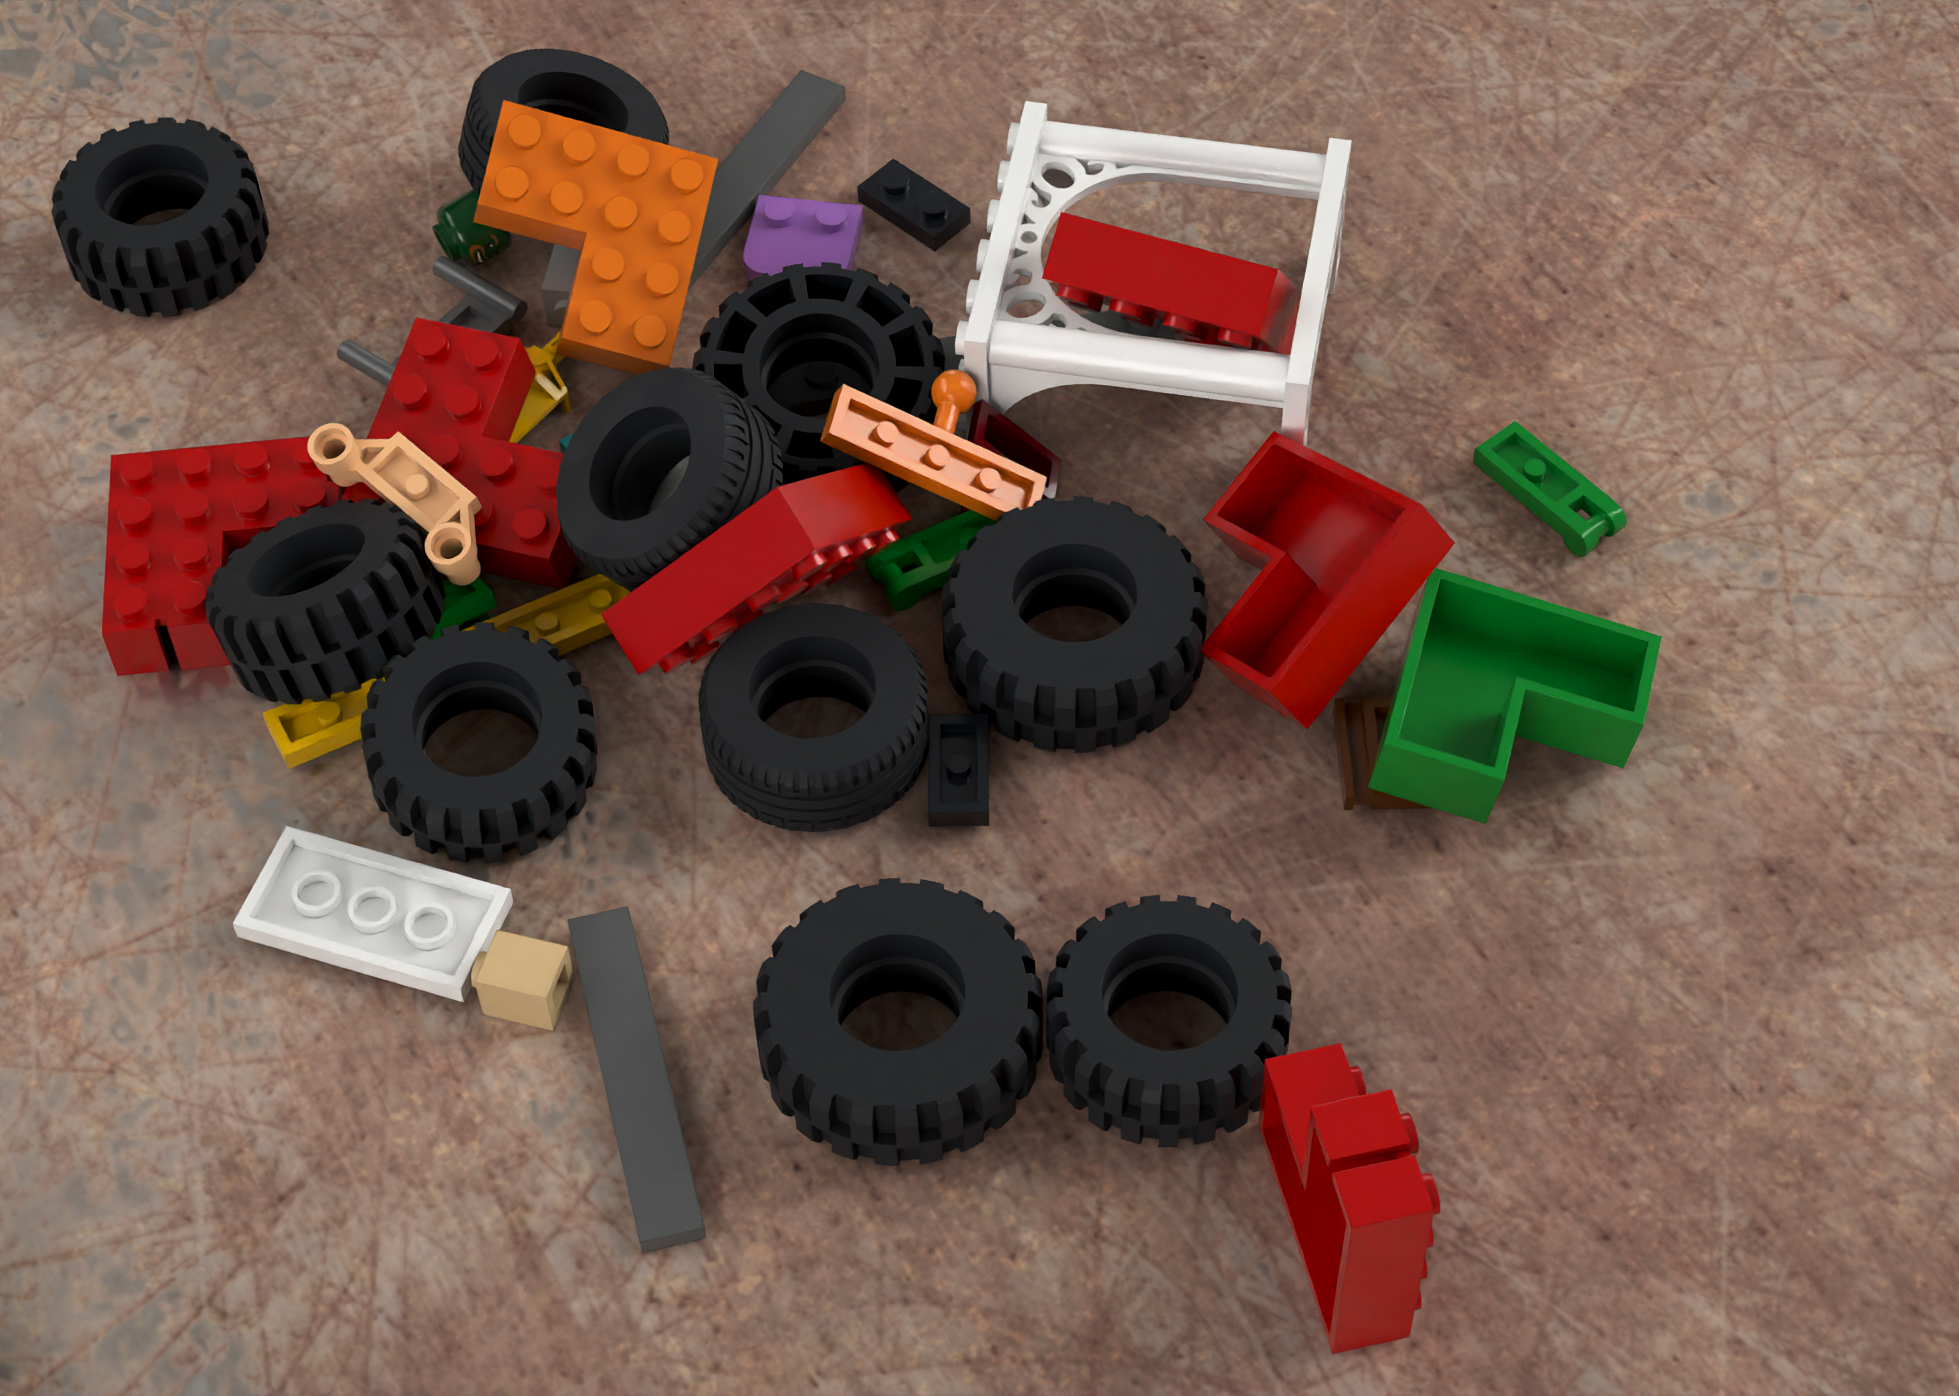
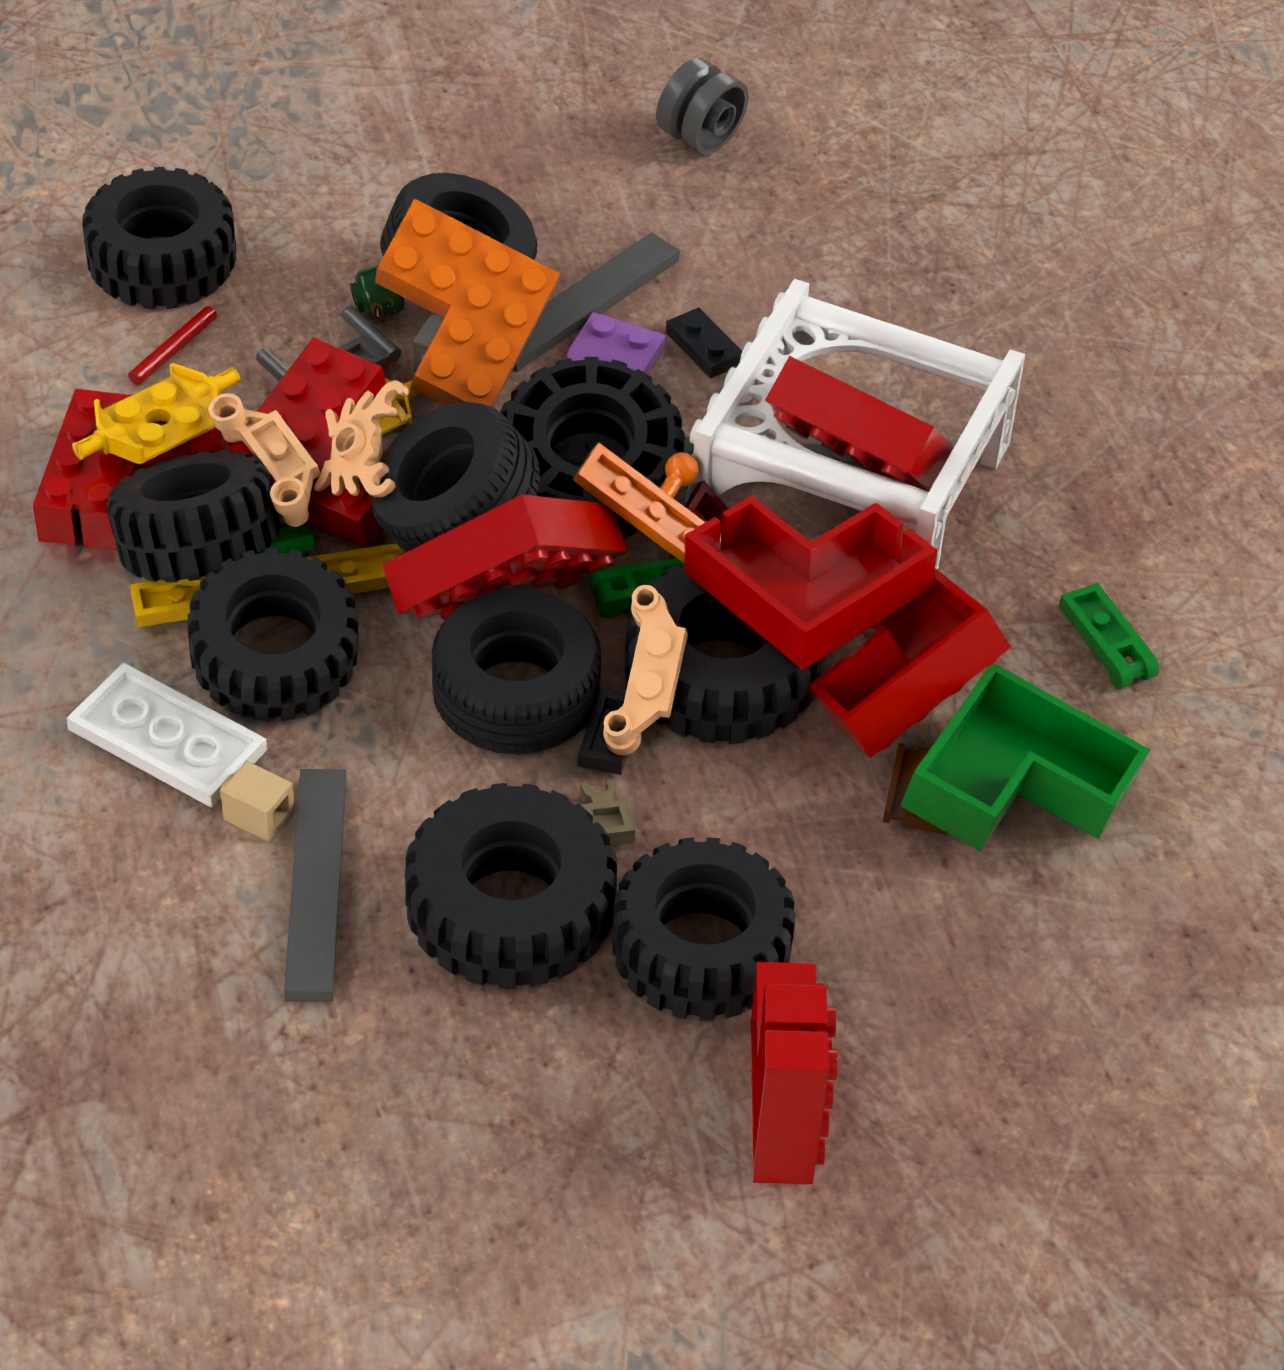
camera: 10 degrees right, 5 degrees down
(218, 361) = (172, 345): none -> red bar
(262, 442) = (178, 400): none -> yellow plate
(524, 457) = (358, 443): none -> light nougat animal
(995, 885) = (609, 812): none -> dark tan plate
(1002, 682) = (652, 673): none -> light nougat plate
(1171, 529) = (805, 592): none -> red piece

